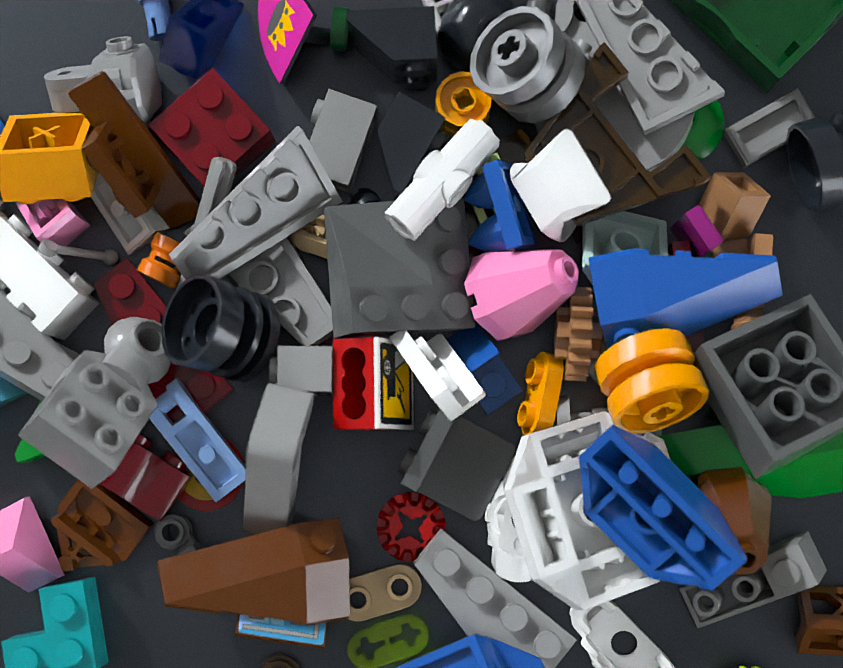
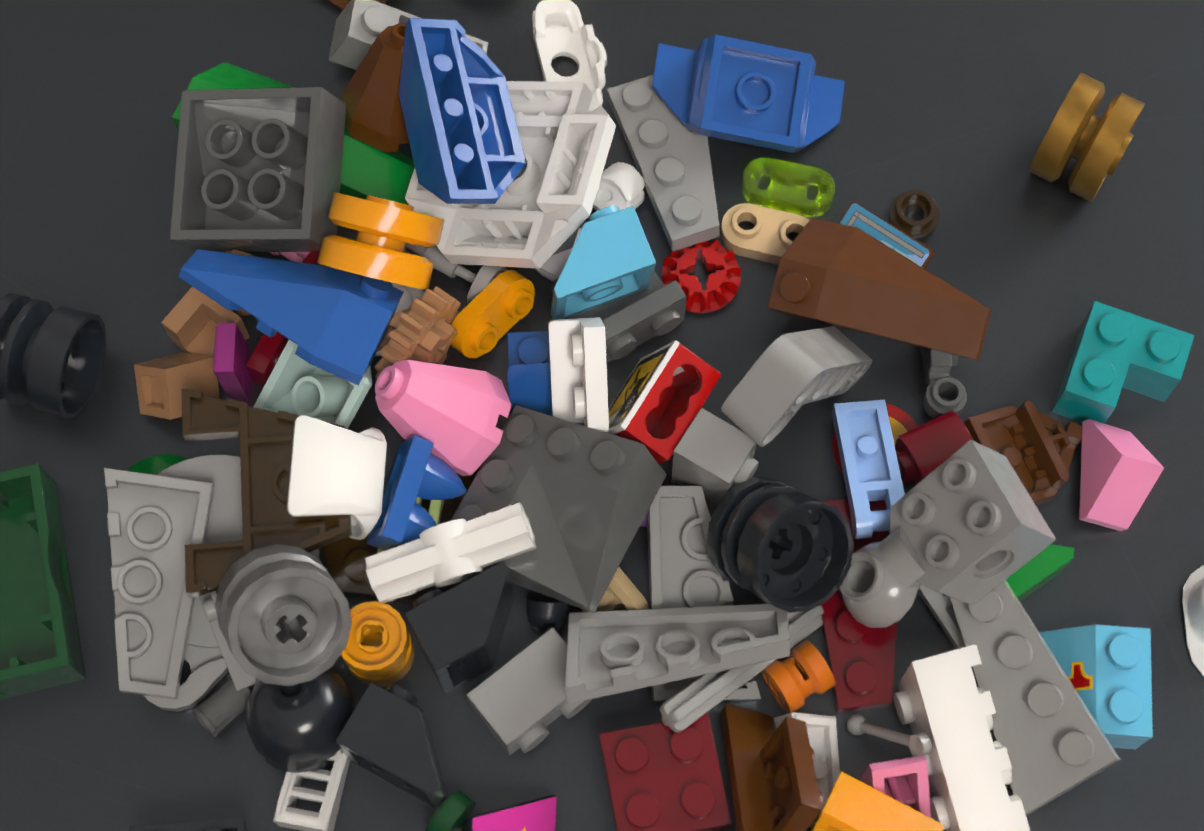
camera: 150 degrees left, 15 degrees down
(477, 467) = (605, 263): none -> medium azure slope
(767, 128) = (81, 441): light grey tile -> none

